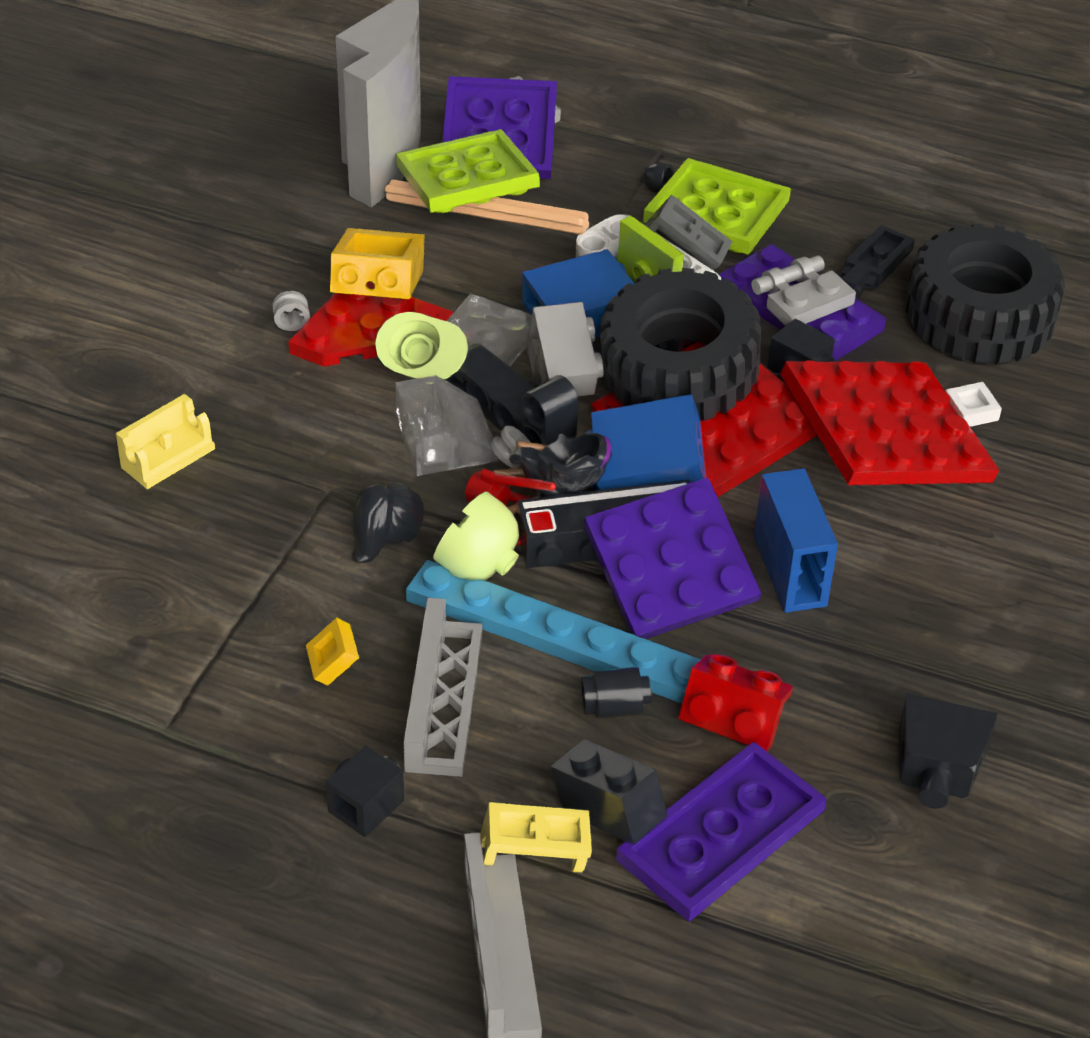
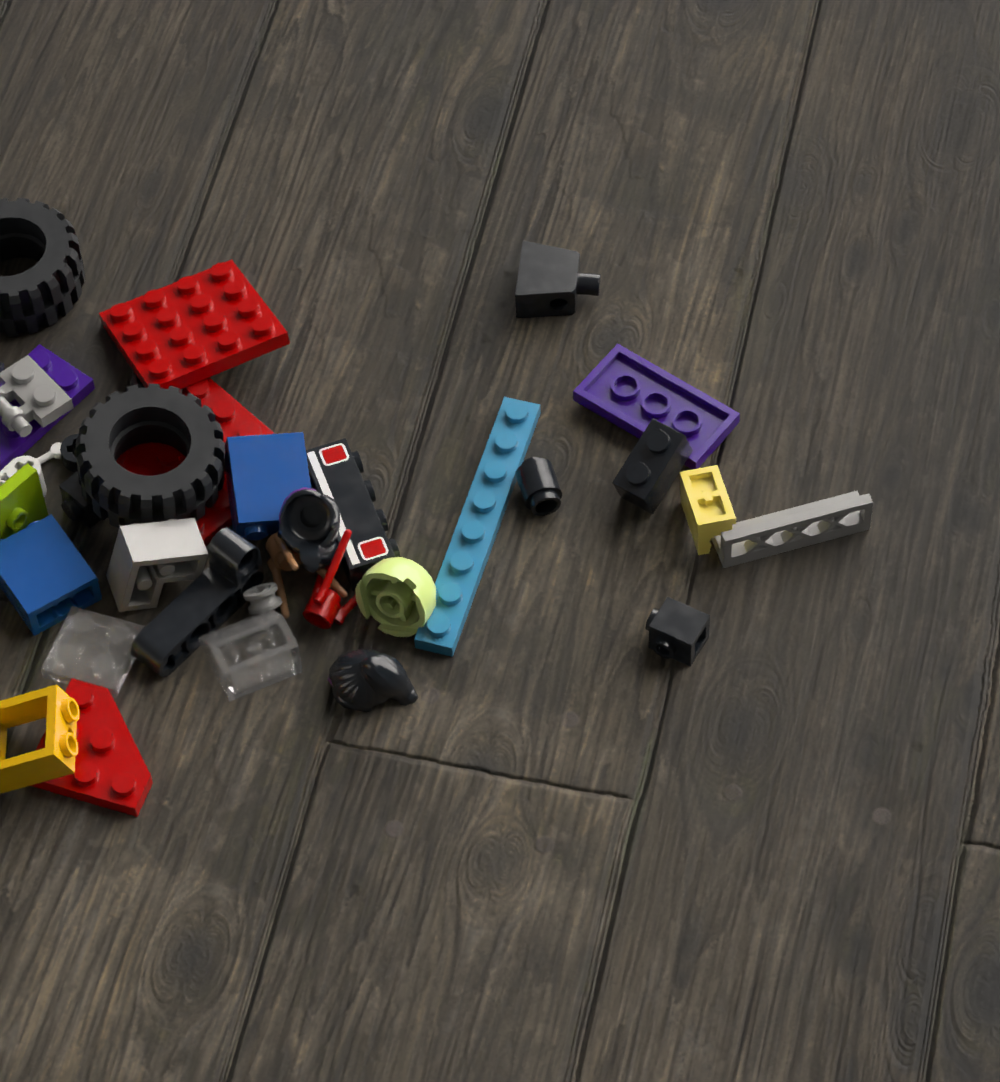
camera: 95 degrees left, 10 degrees up
(164, 442) = (301, 878): light yellow hinge -> none
(287, 302) = (89, 815): light grey bush -> none
(332, 651) = (538, 684): yellow plate -> none
(421, 346) = (150, 678): yellowish green piece -> none
(427, 684) = (558, 606): light grey fence -> none
(671, 559) = (394, 458): dark purple plate -> none
(734, 700) = (534, 404): red bracket -> none
(795, 540) = (361, 374): blue brick -> none
(799, 343) = (96, 388): black brick -> none
(974, 403) = (150, 276): white plate -> none

